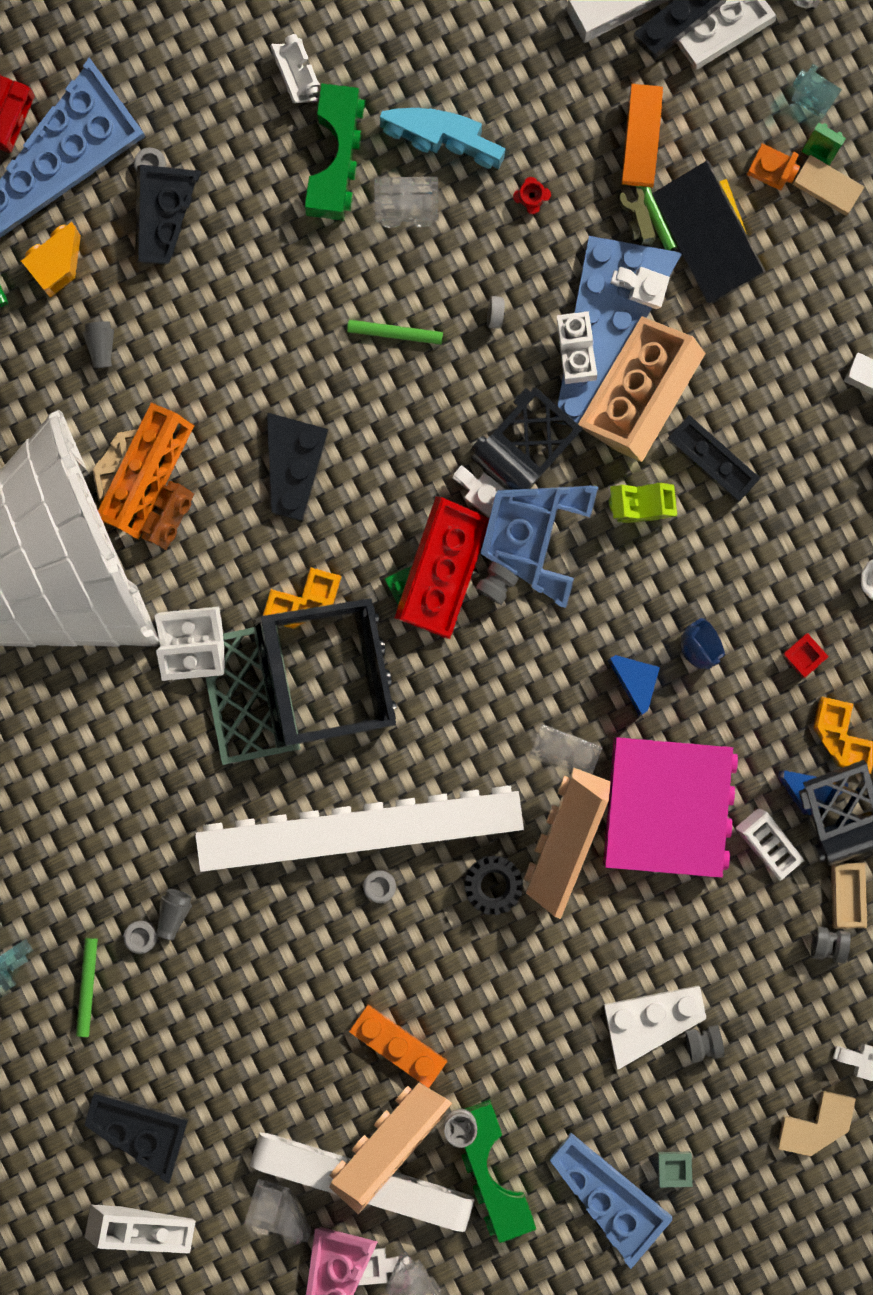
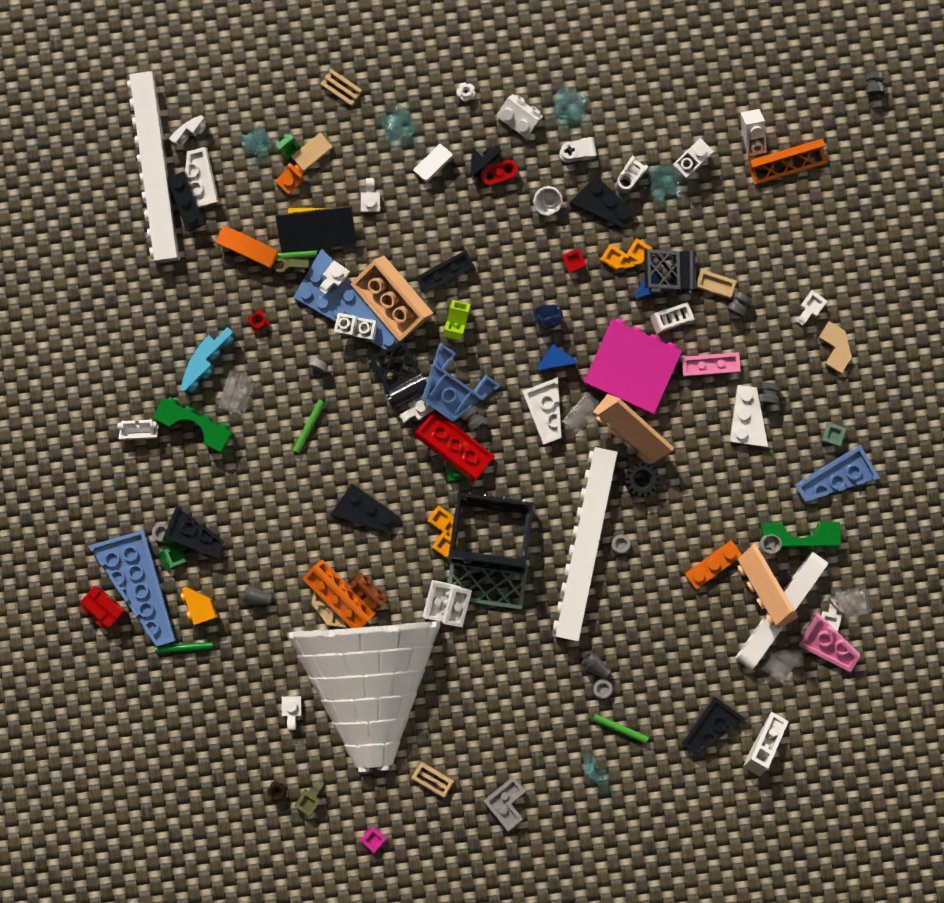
camera: 65 degrees left, 0 degrees up
(117, 194) = (172, 557): none -> green slope
(551, 691) = (545, 410): none -> white wing
(717, 932) = (710, 364): none -> bright pink plate
(786, 303) = (370, 200): none -> white plate

